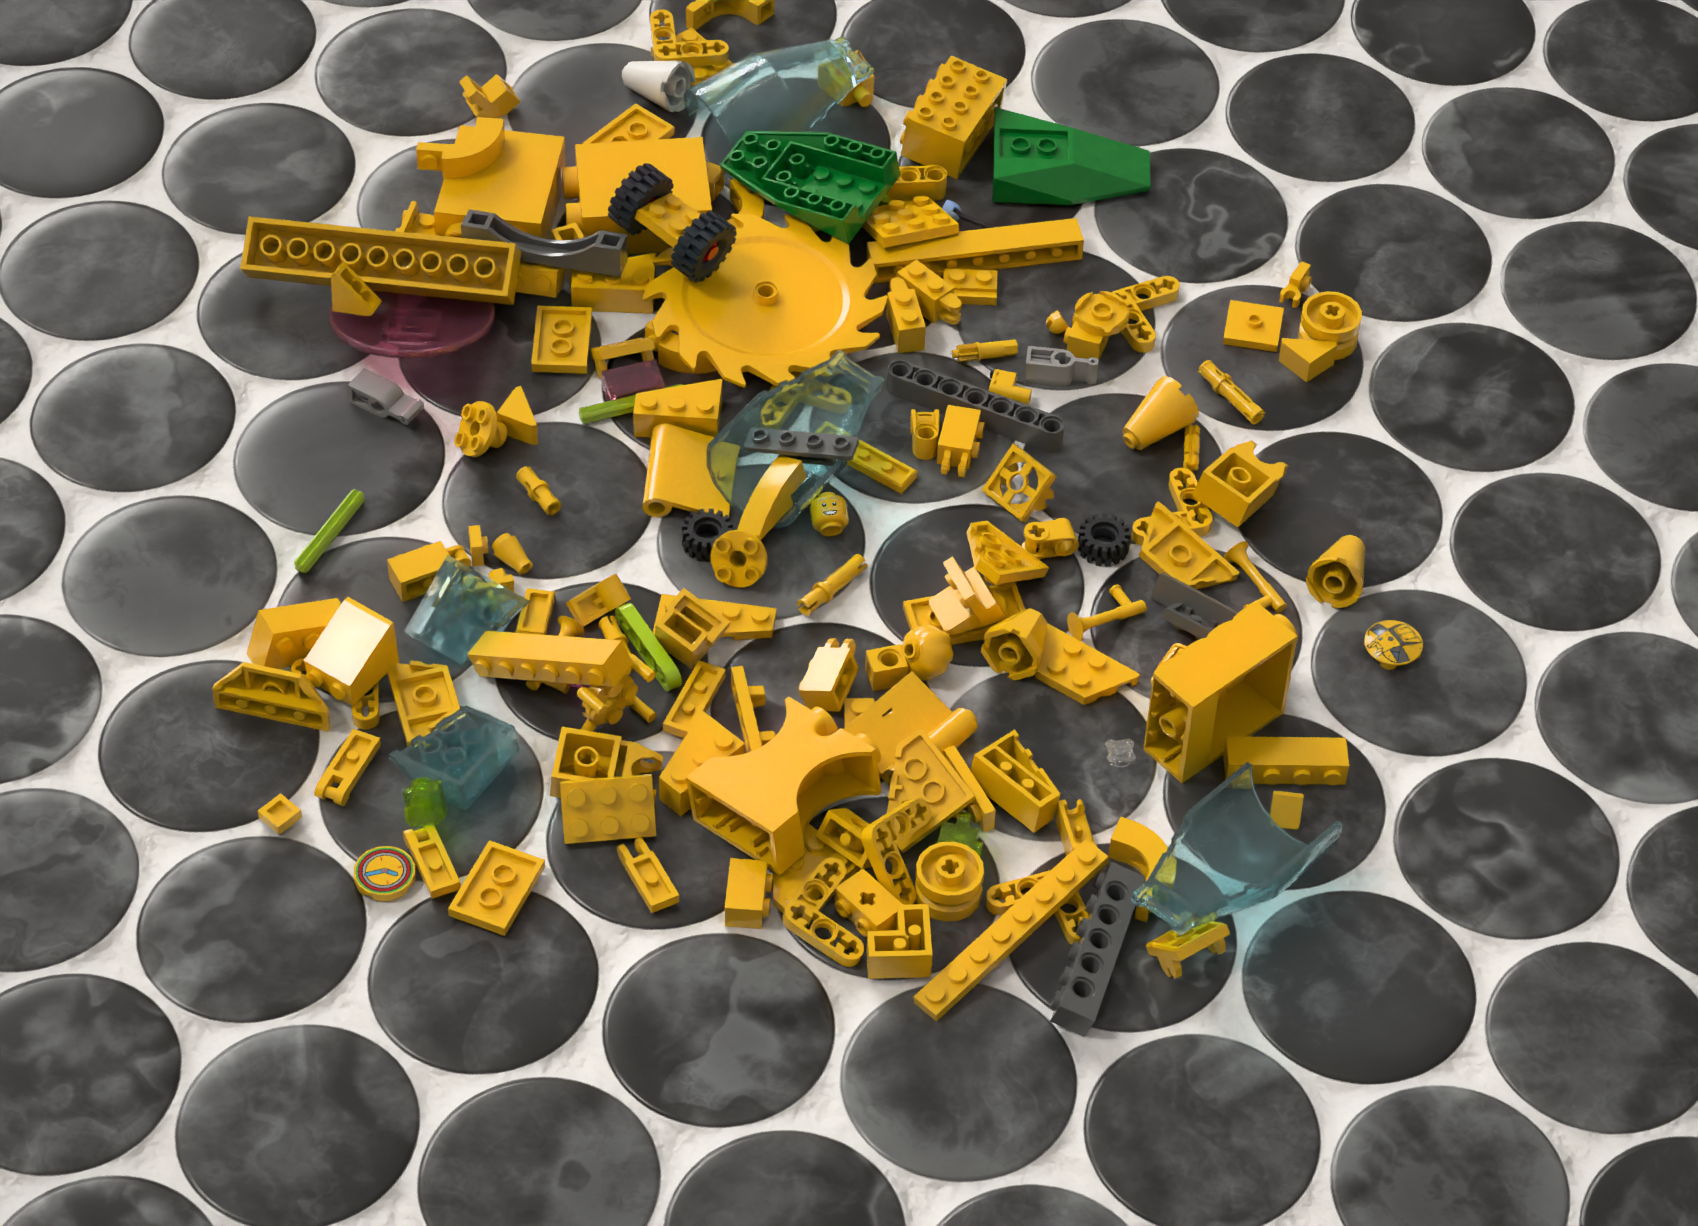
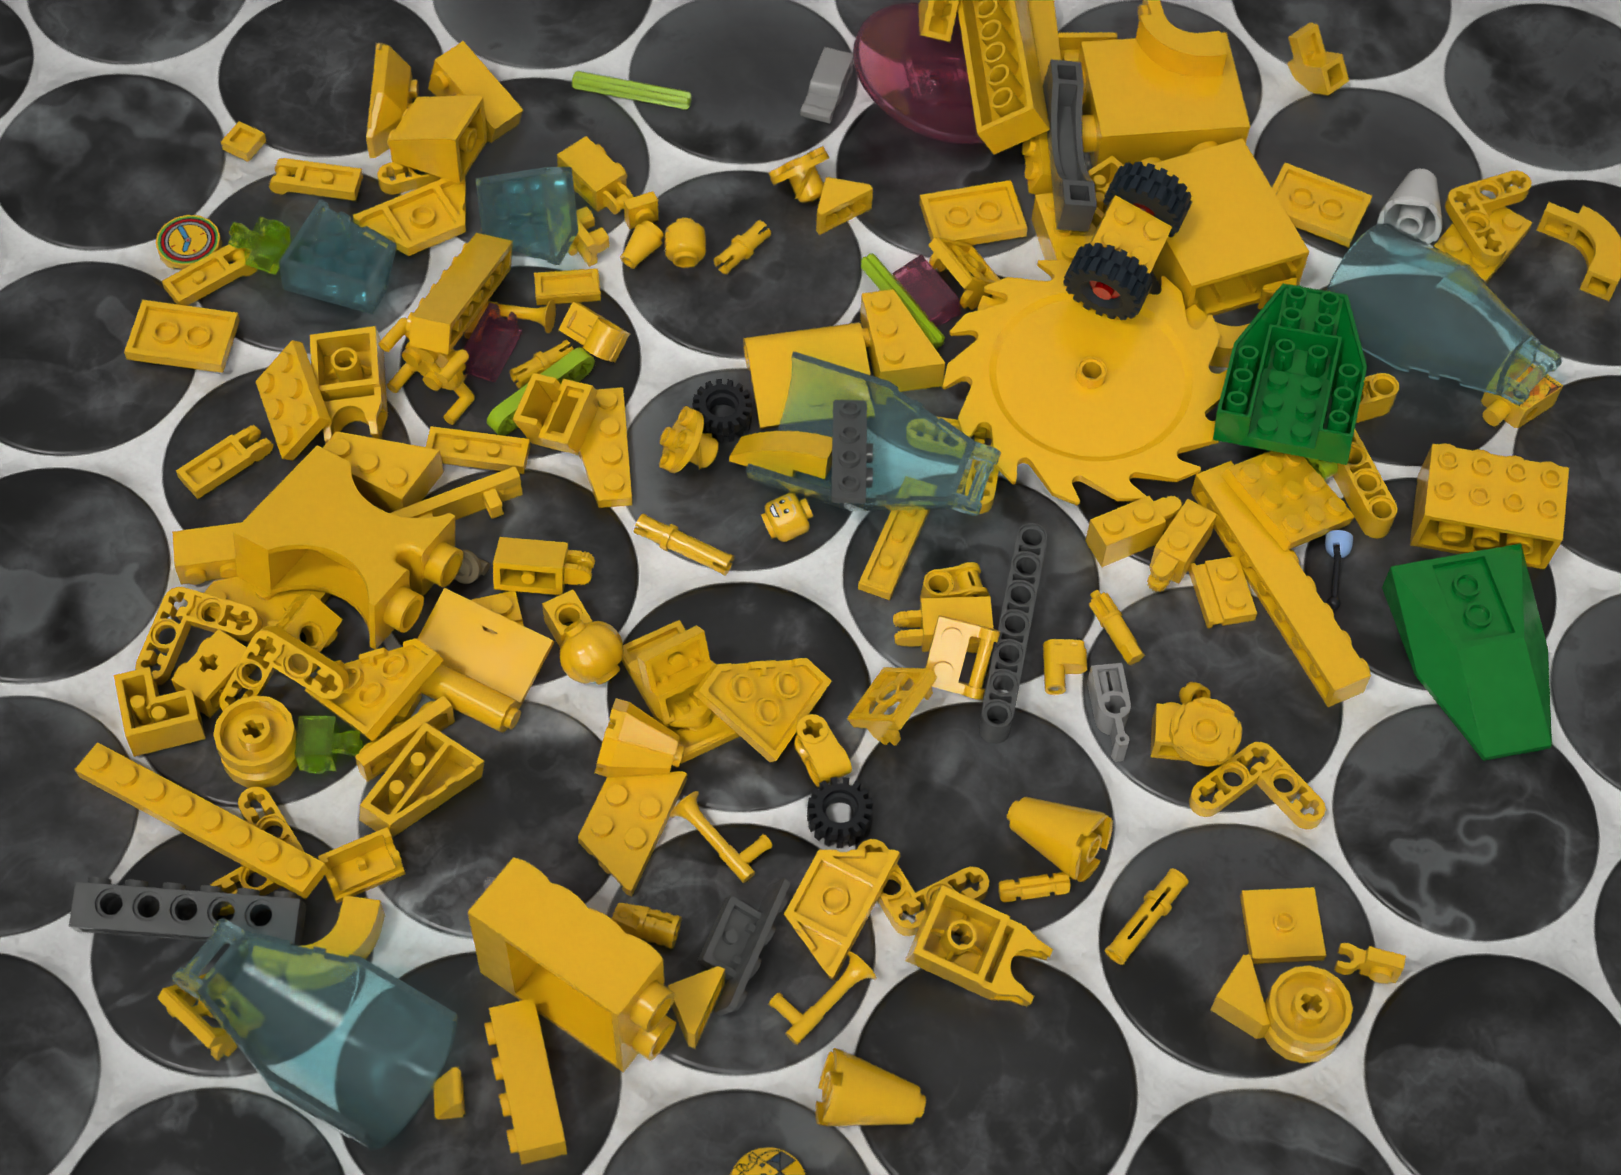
camera: 75 degrees right, 10 degrees up
(524, 523) = (685, 243): none -> yellow head
(987, 438) = (949, 651): none -> yellow plate

